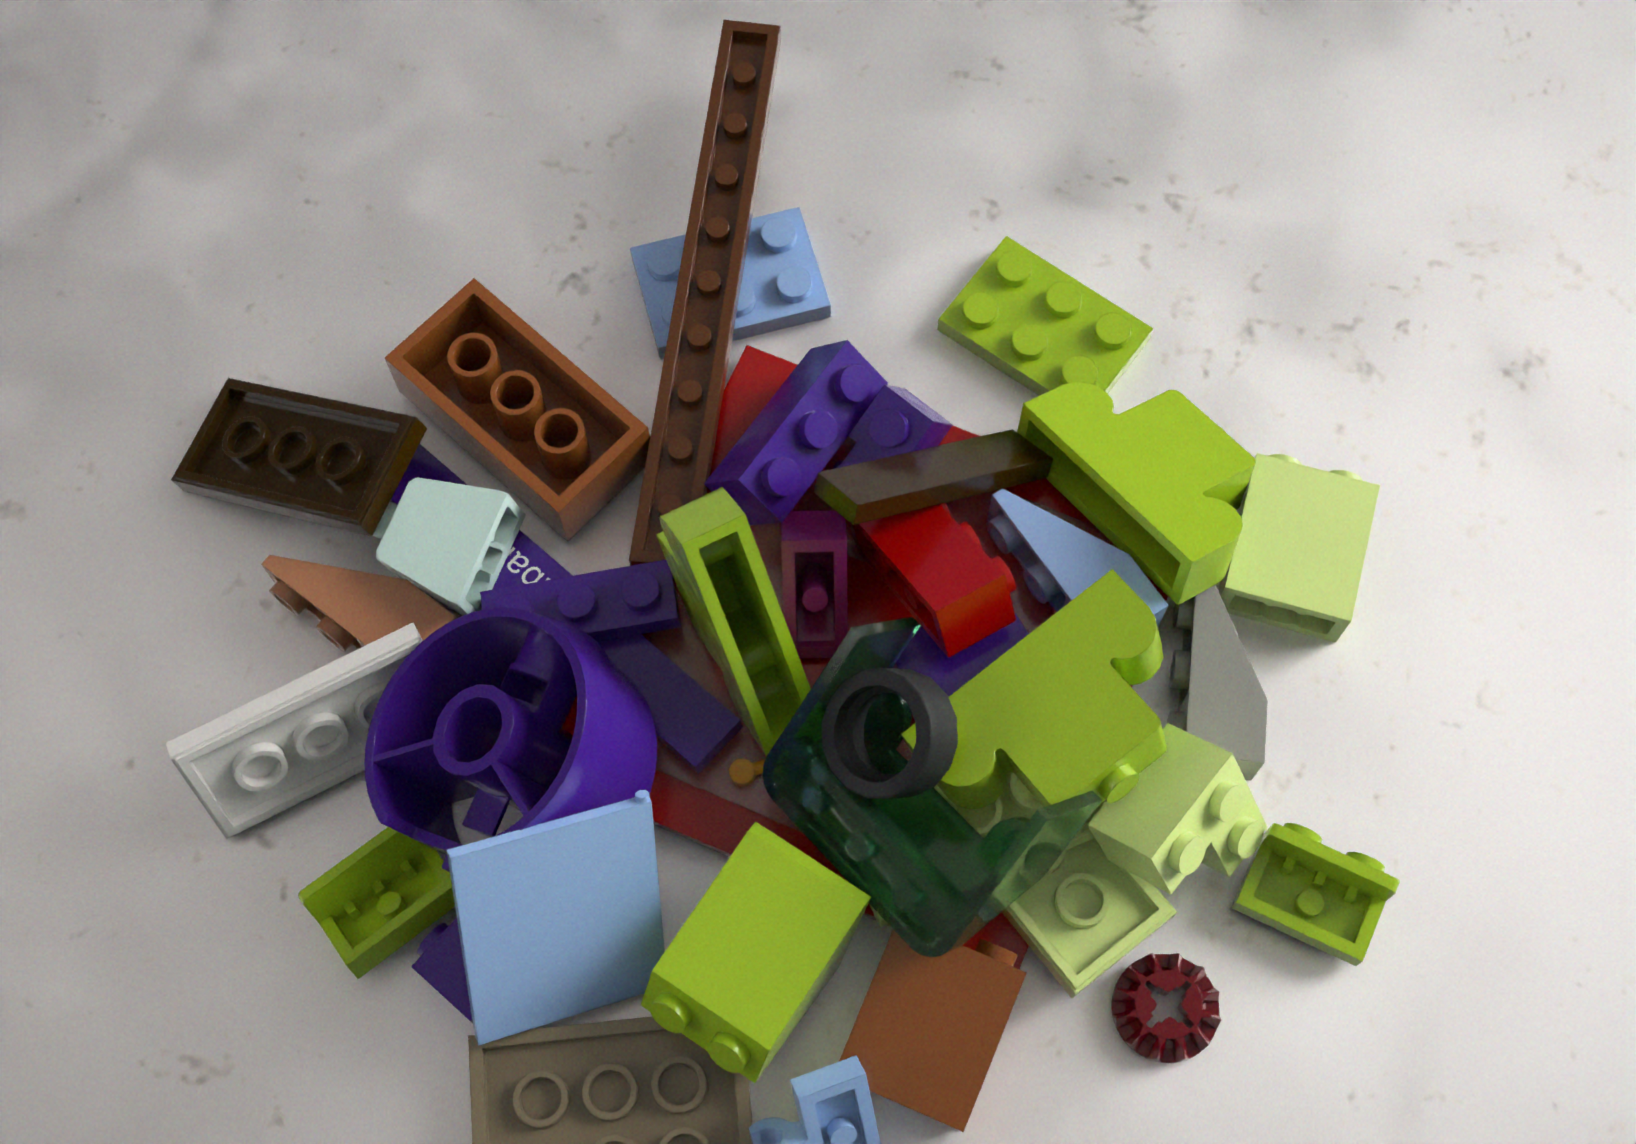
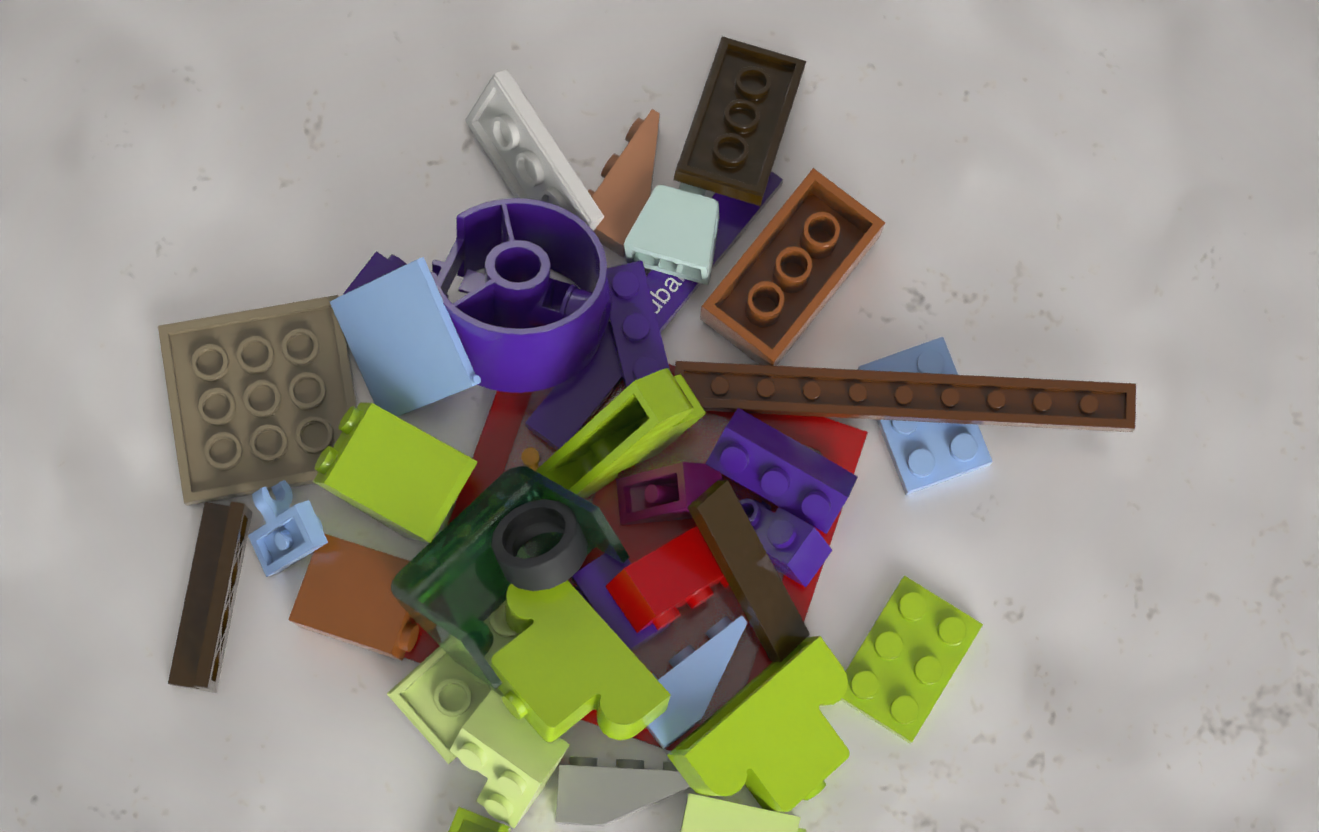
camera: 80 degrees right, 10 degrees up
(379, 898) = (420, 221): lime bracket -> none
(1134, 1006) = (409, 759): dark red gear -> none

